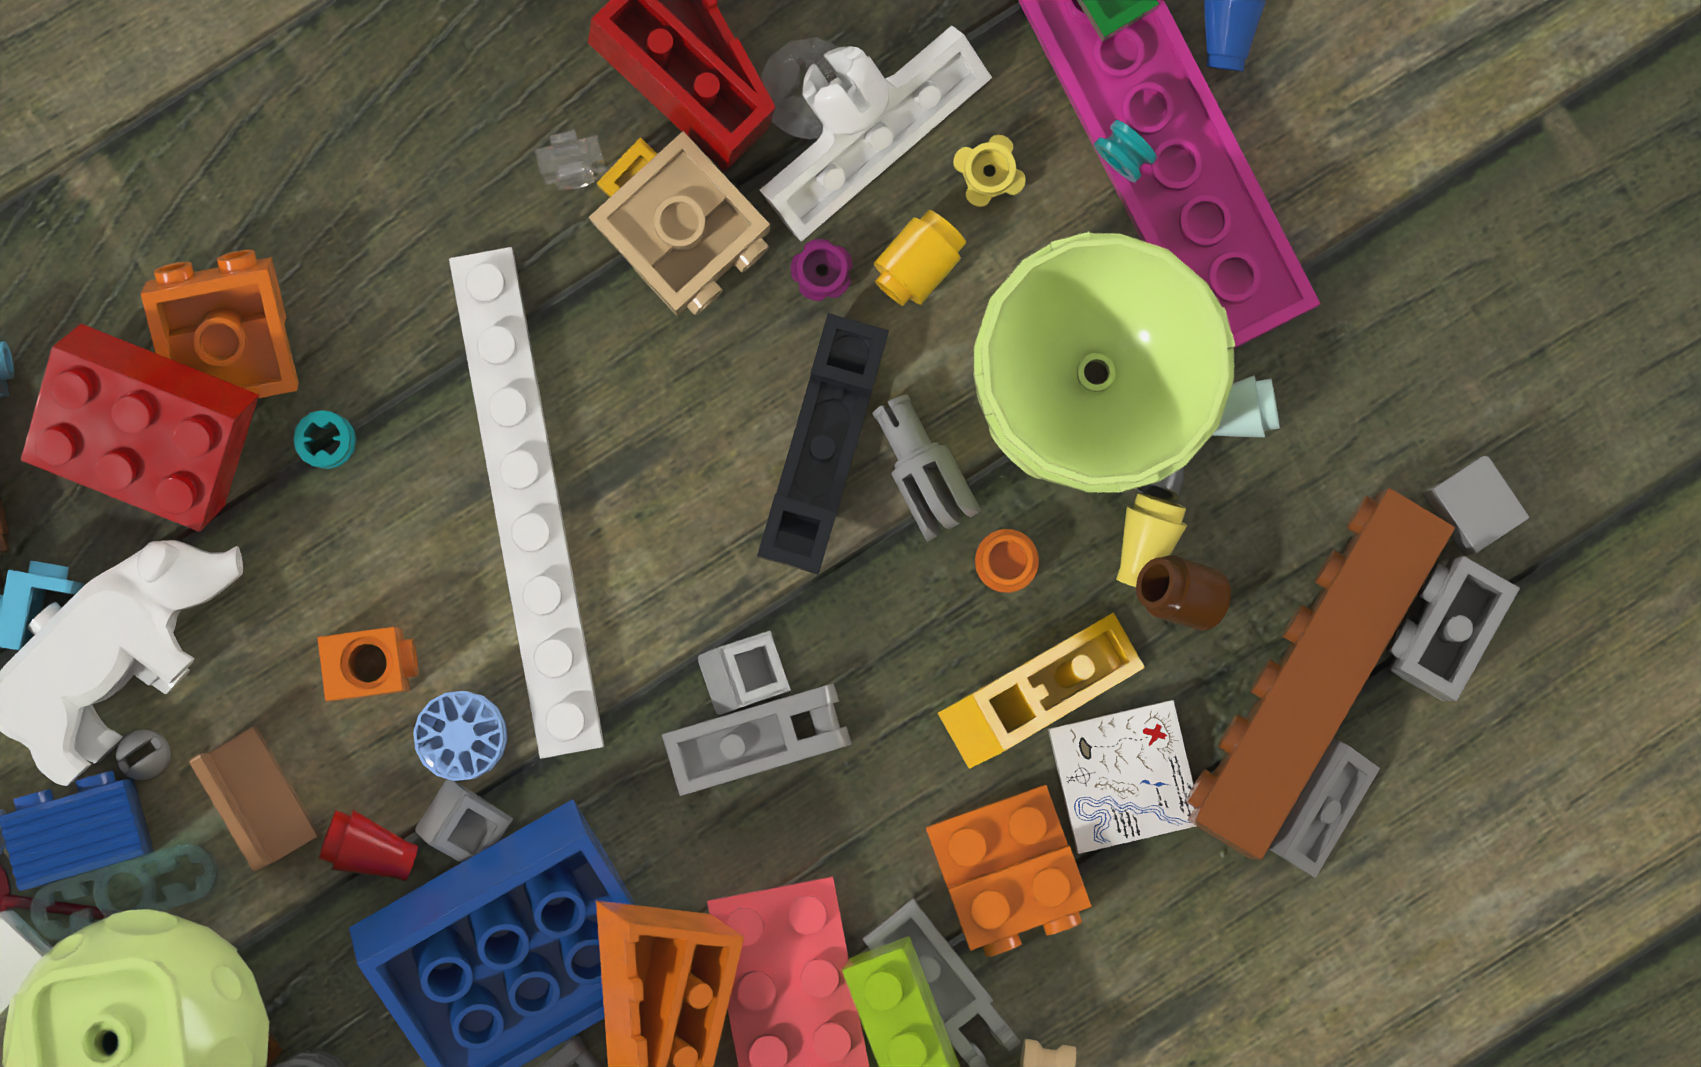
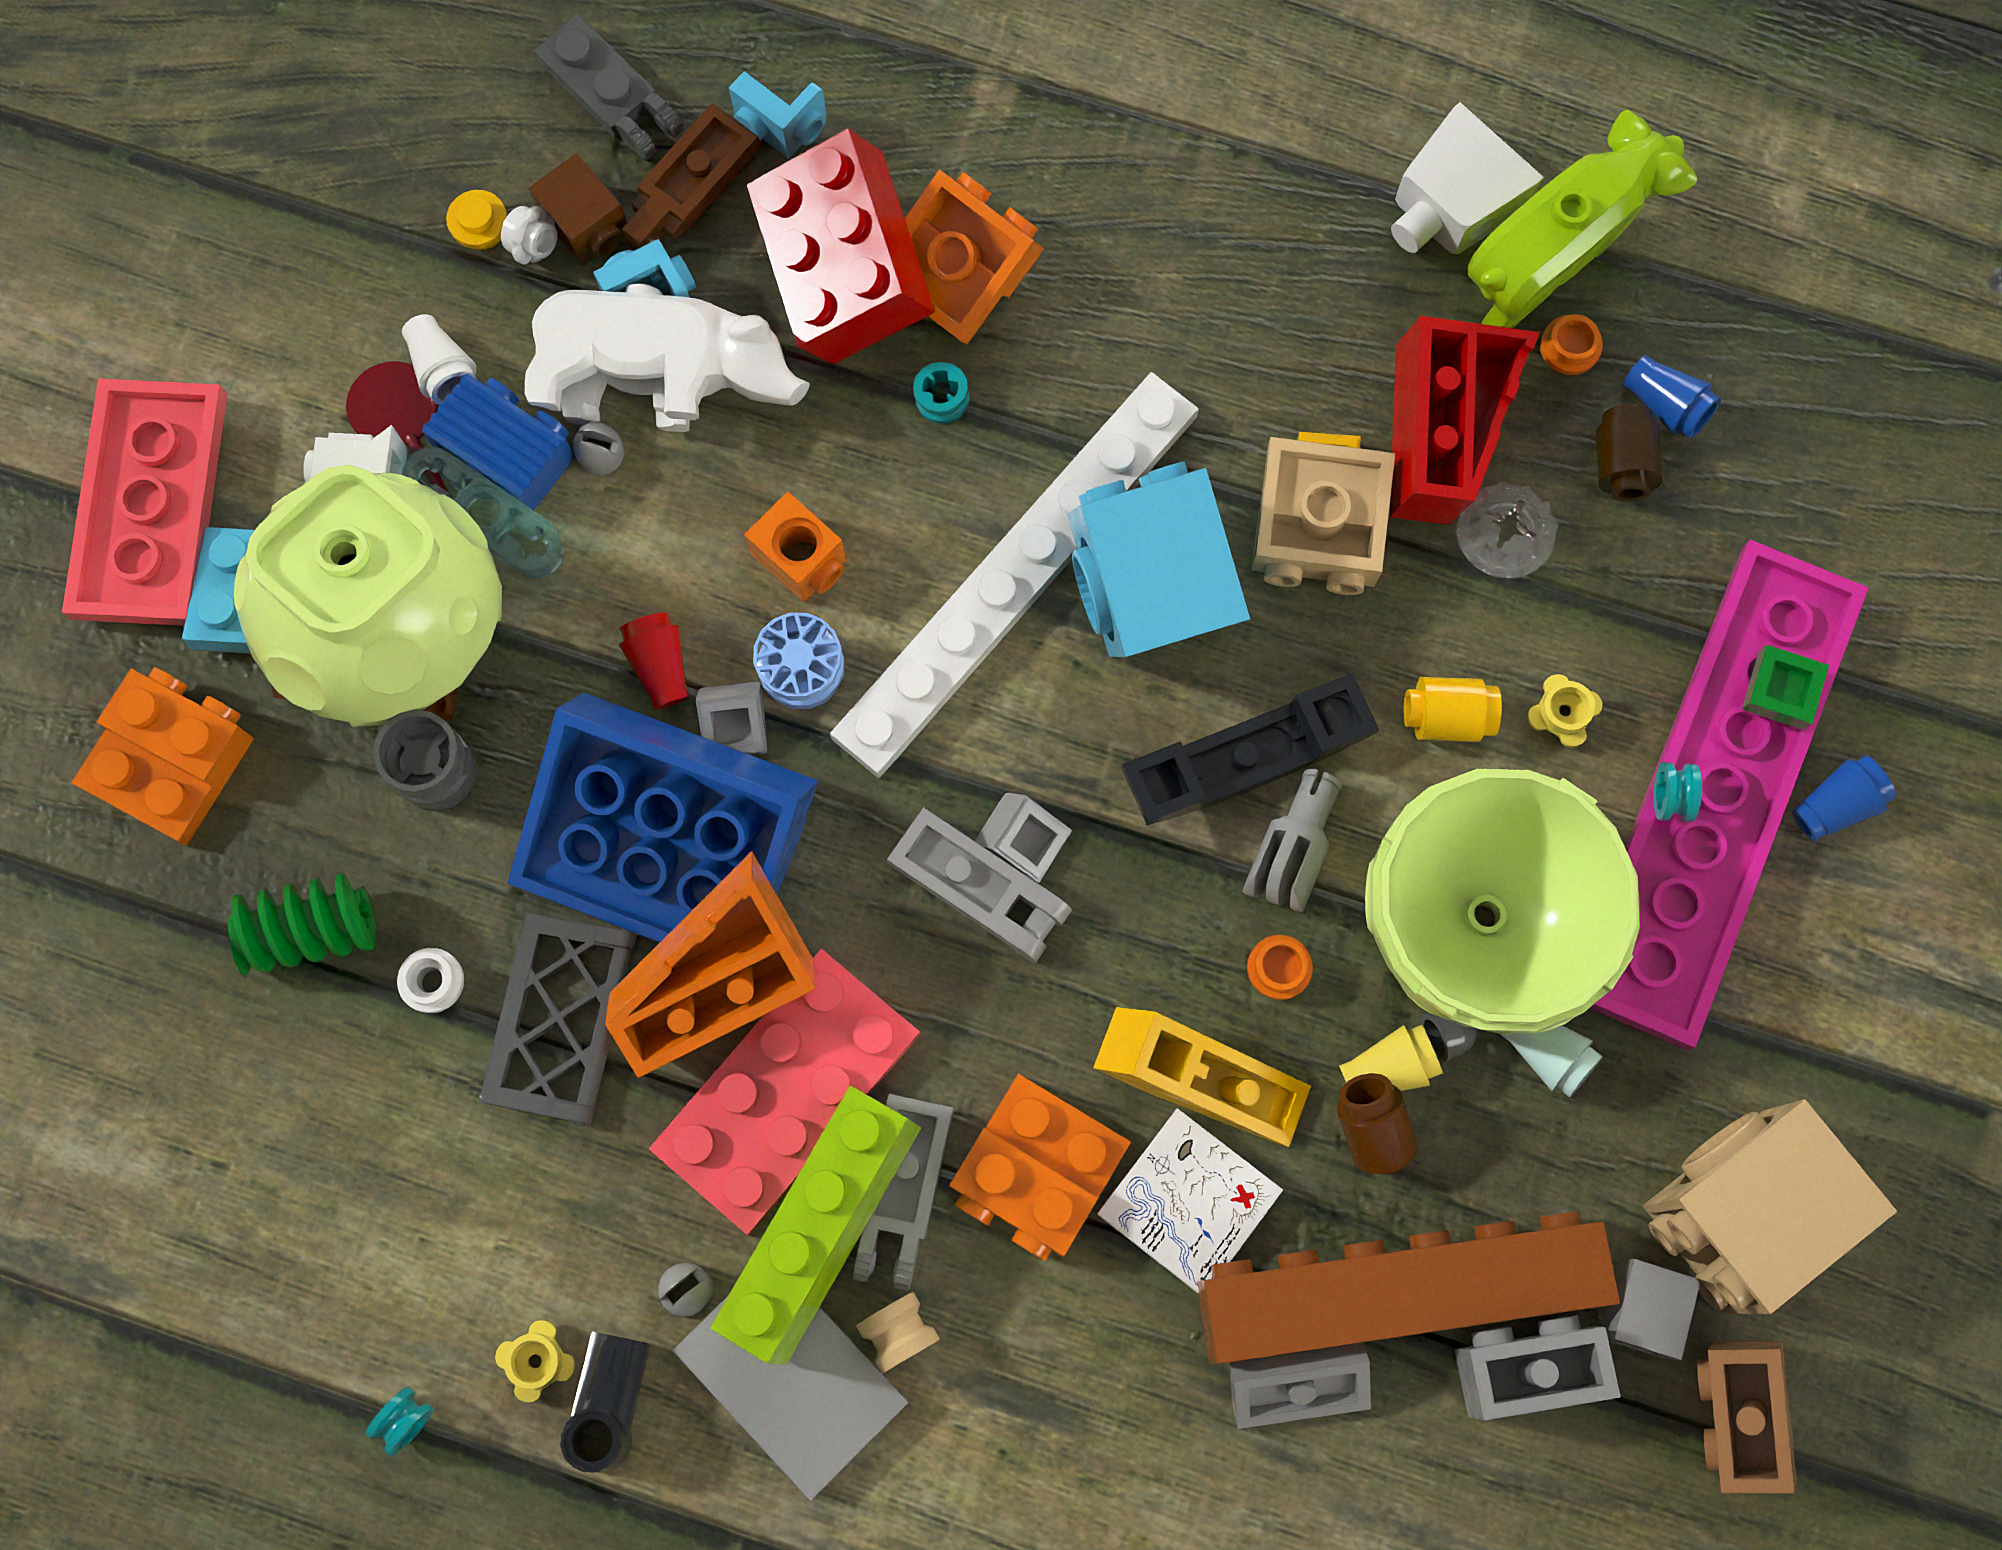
camera: 60 degrees right, 10 degrees down
(255, 799) = (626, 550): medium nougat panel -> none
(570, 160) = (1298, 395): clear plate -> none
(620, 400) = (1154, 561): none -> medium azure brick
(822, 253) = (1388, 633): magenta plate -> none
(869, 124) = (1522, 589): white plate -> none
(1475, 362) = (1766, 1208): none -> tan brick
(1607, 500) = (1750, 1416): none -> medium nougat brick

